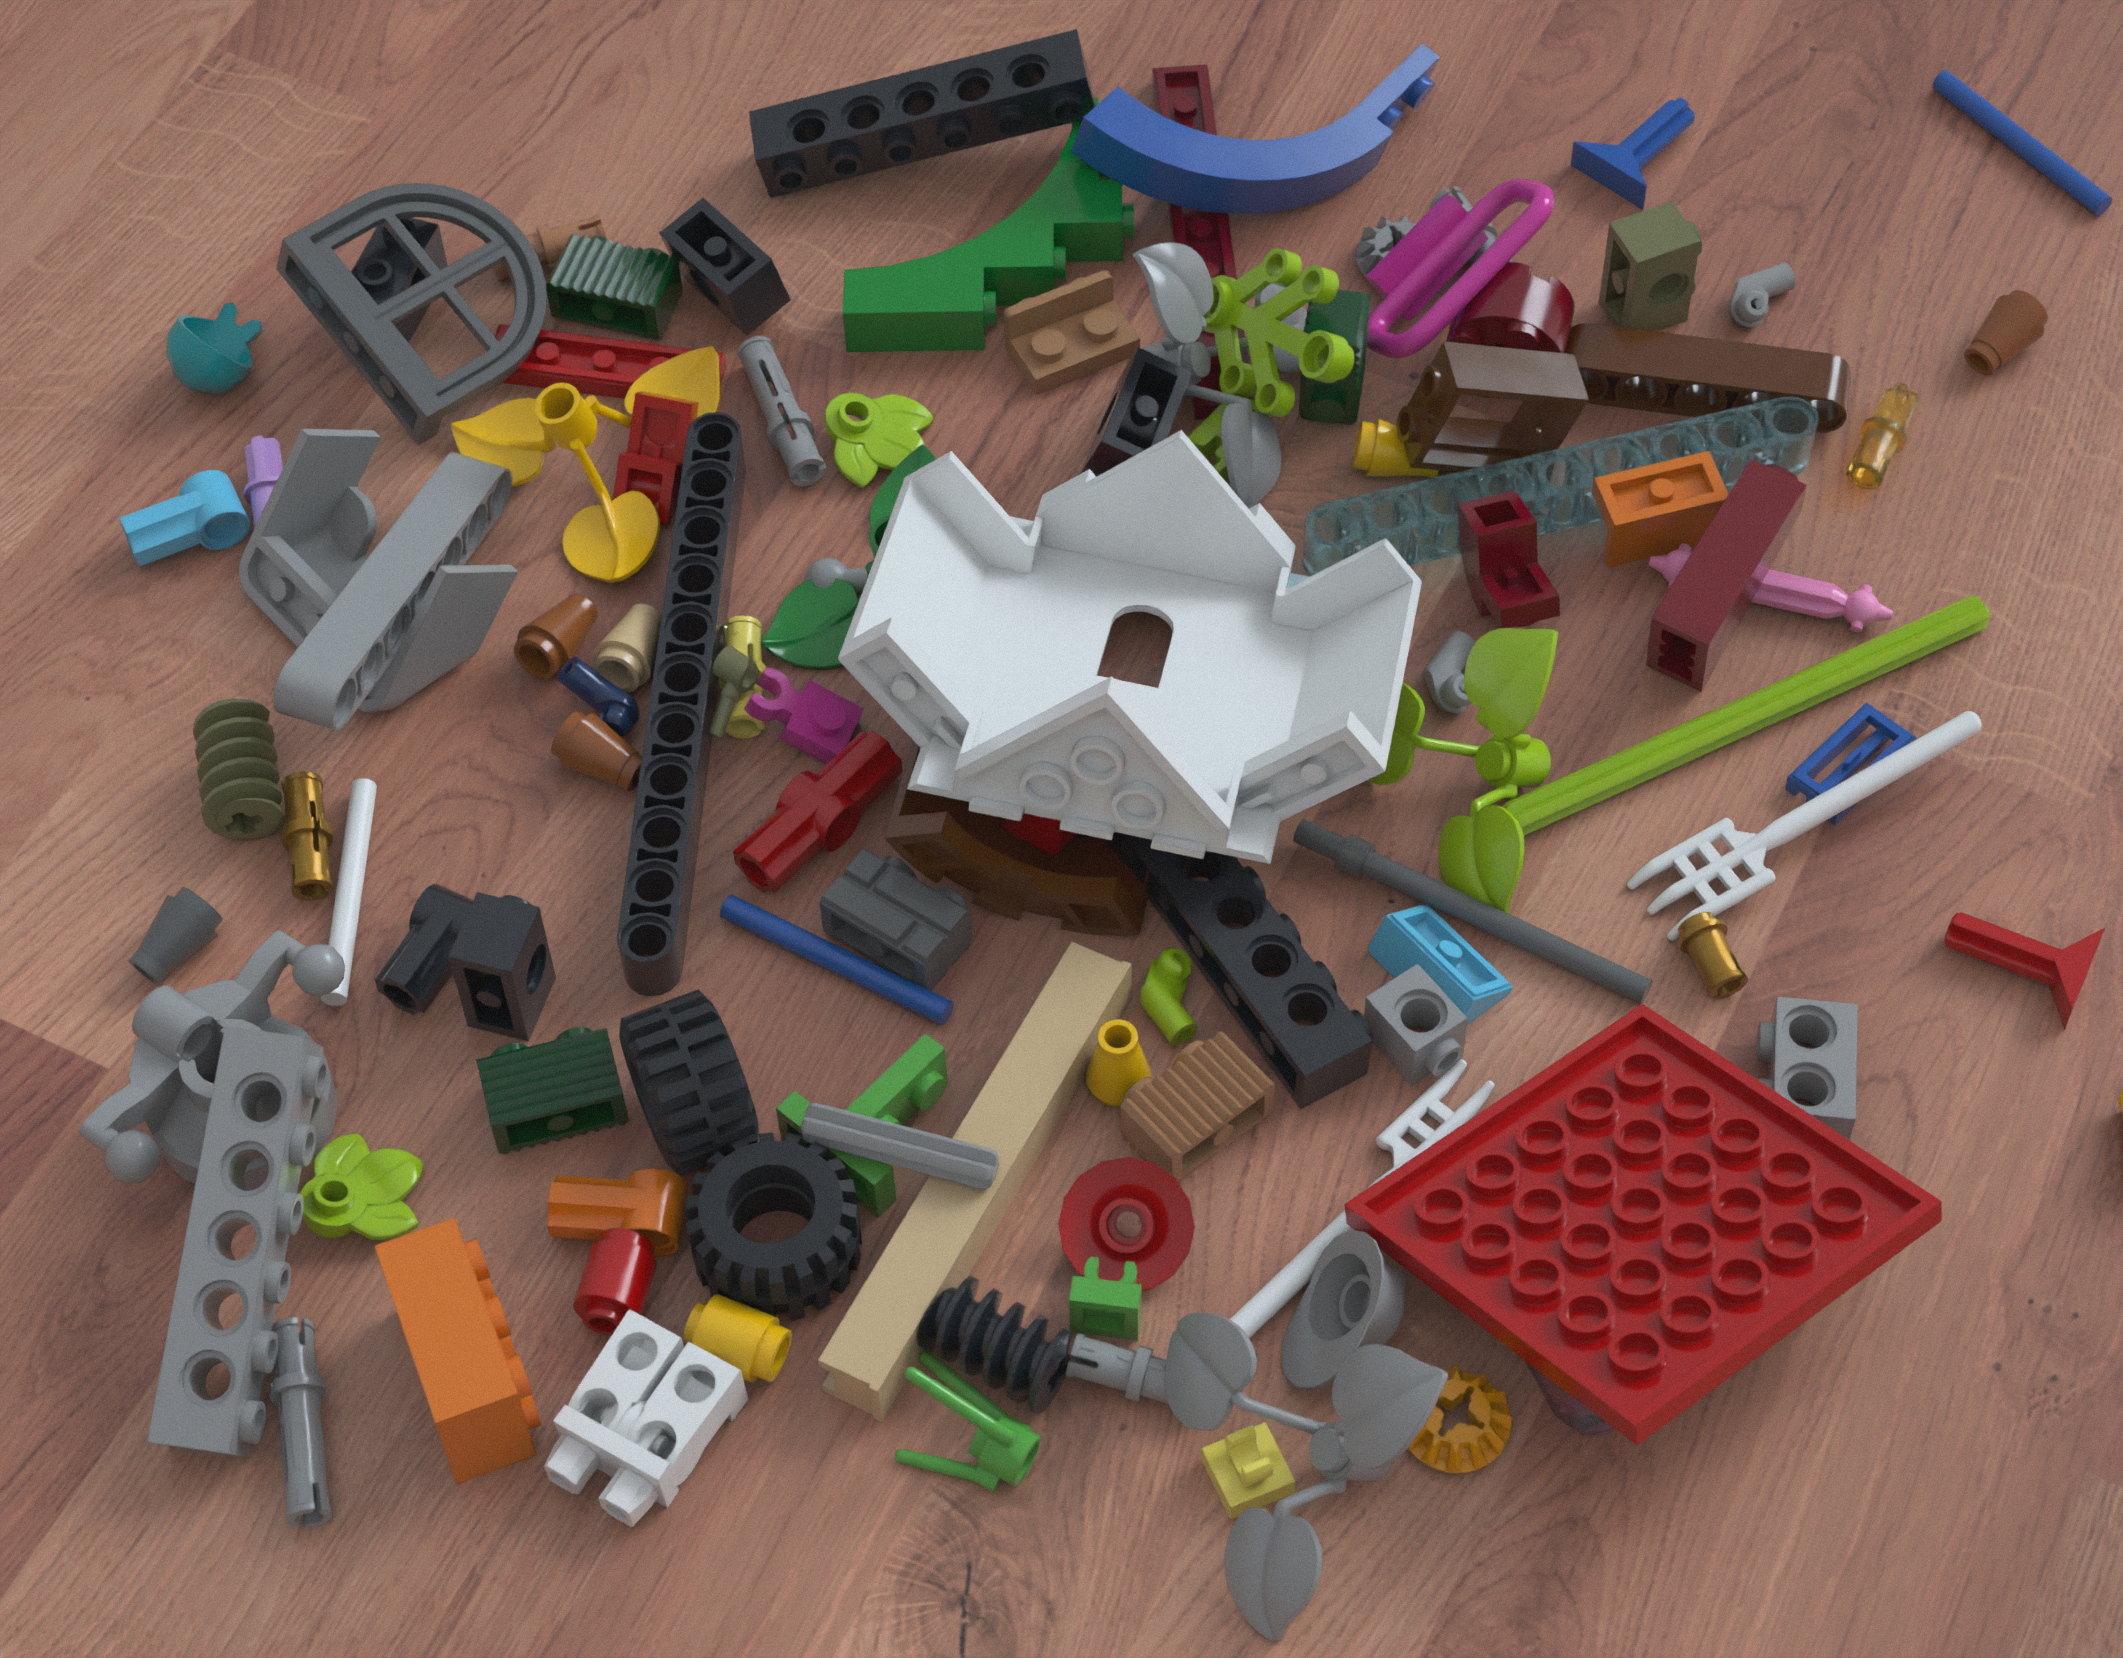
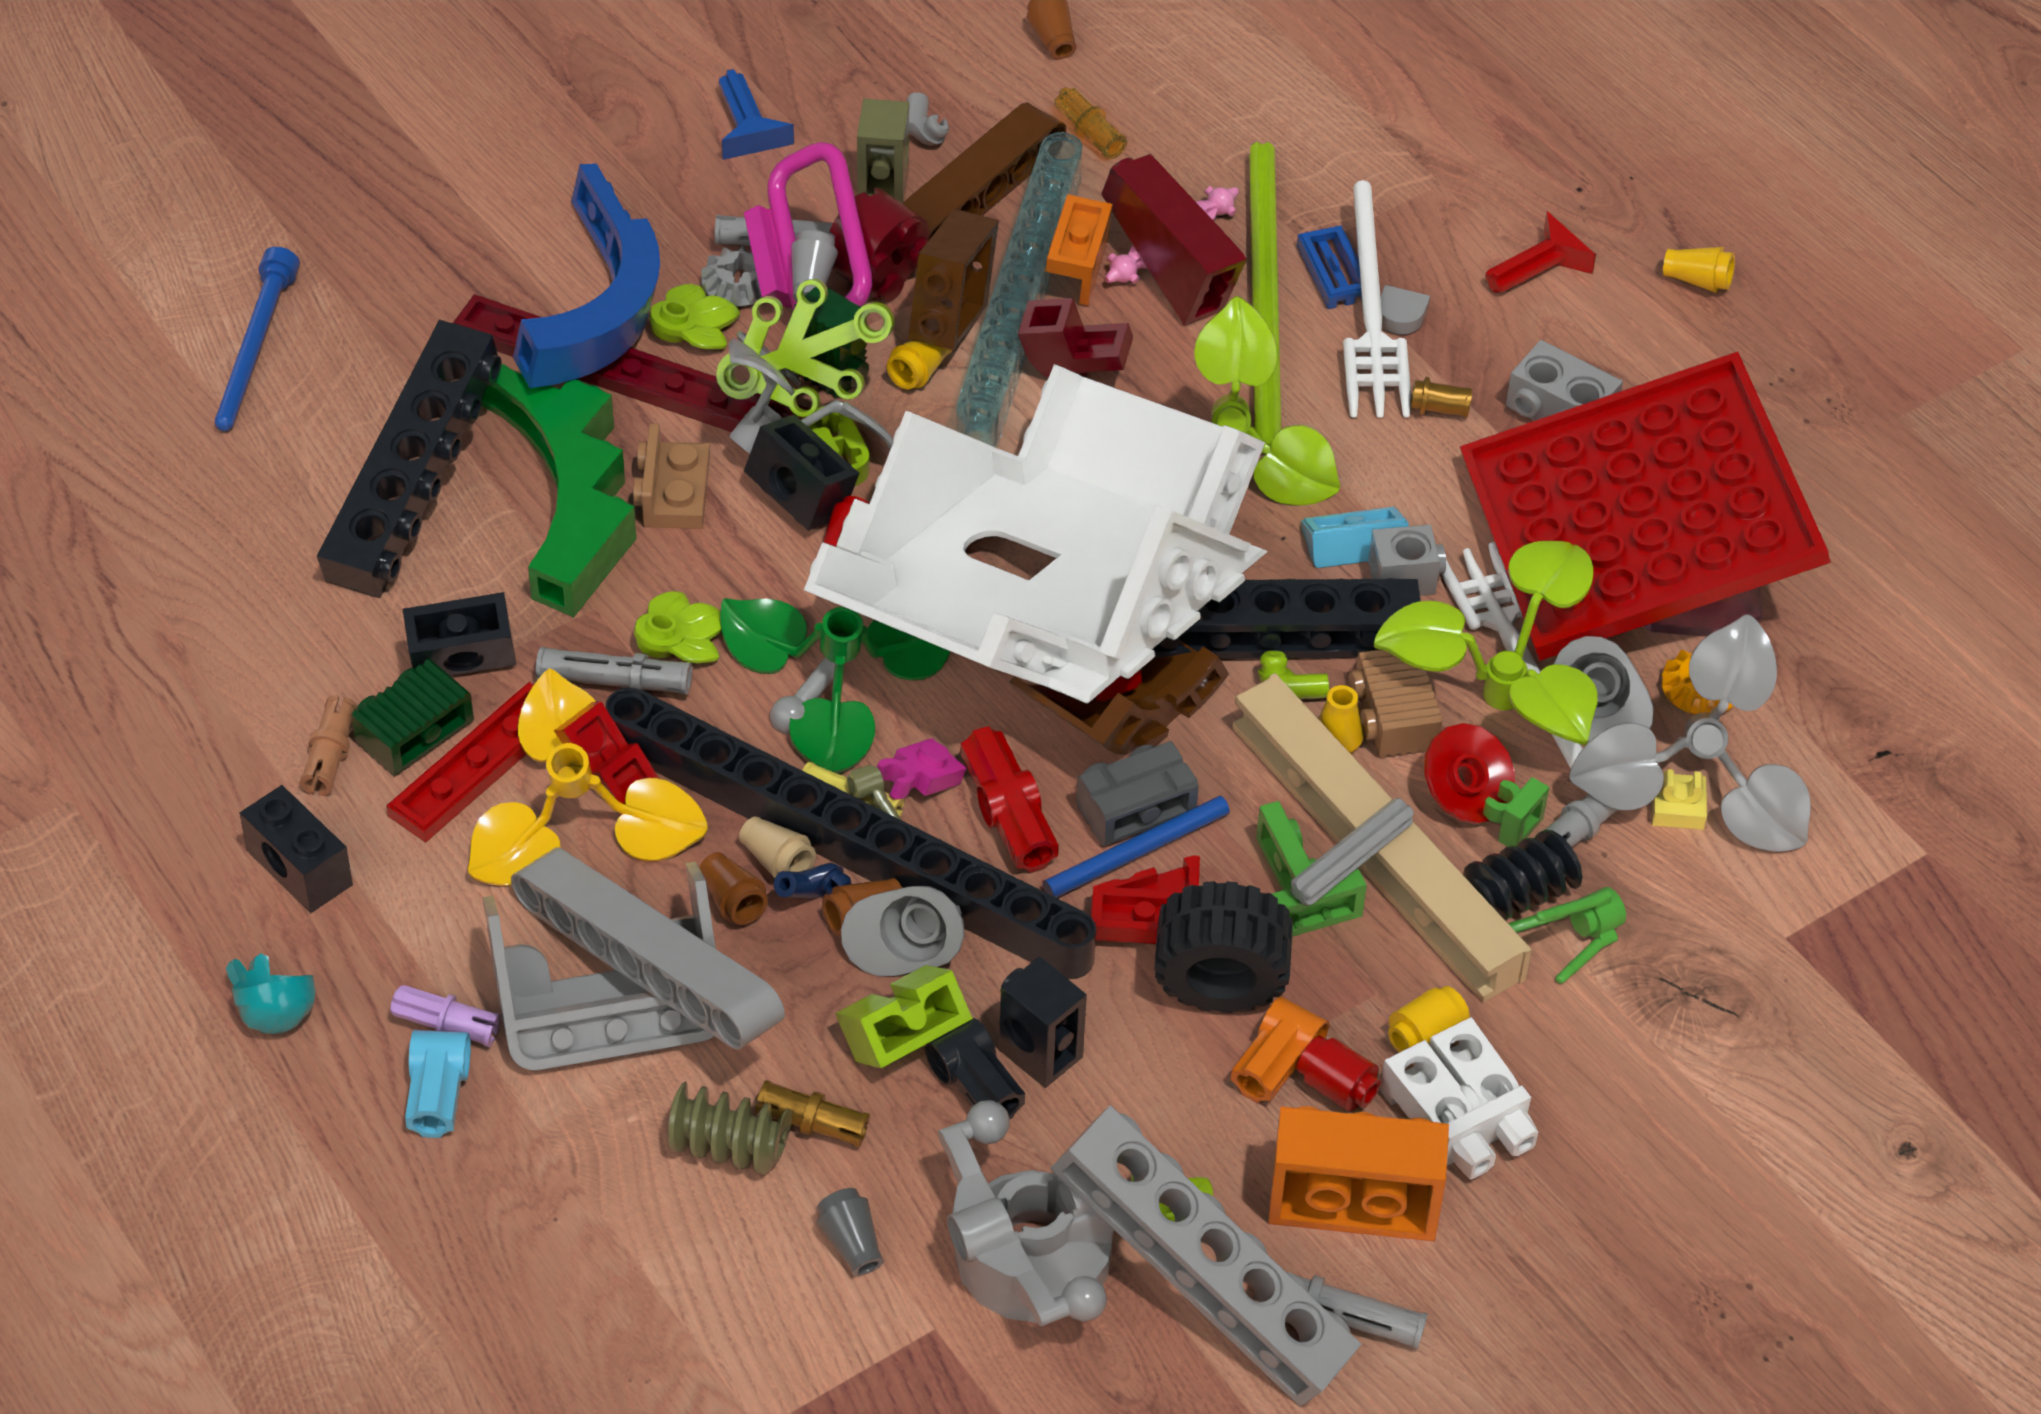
camera: 65 degrees left, 5 degrees down
(351, 881) = (858, 1100): white bar -> none
(368, 329) = (357, 871): dark grey window -> none
(437, 844) = (887, 1028): none -> lime brick
(552, 1089) = (1151, 1045): dark green brick -> none
(578, 799) = (902, 931): none -> light grey piece
(757, 1001) = (1130, 907): none -> red wing
(766, 1180) = (1364, 927): black tyre -> none
(1260, 1252) = (1557, 698): none -> lime plant
(1321, 238) = (693, 317): none -> lime plate
(1359, 858) = (1254, 530): dark grey bar -> none
(1414, 286) = (812, 257): none -> light grey cone
(1832, 857) = (1403, 310): none -> light grey tile

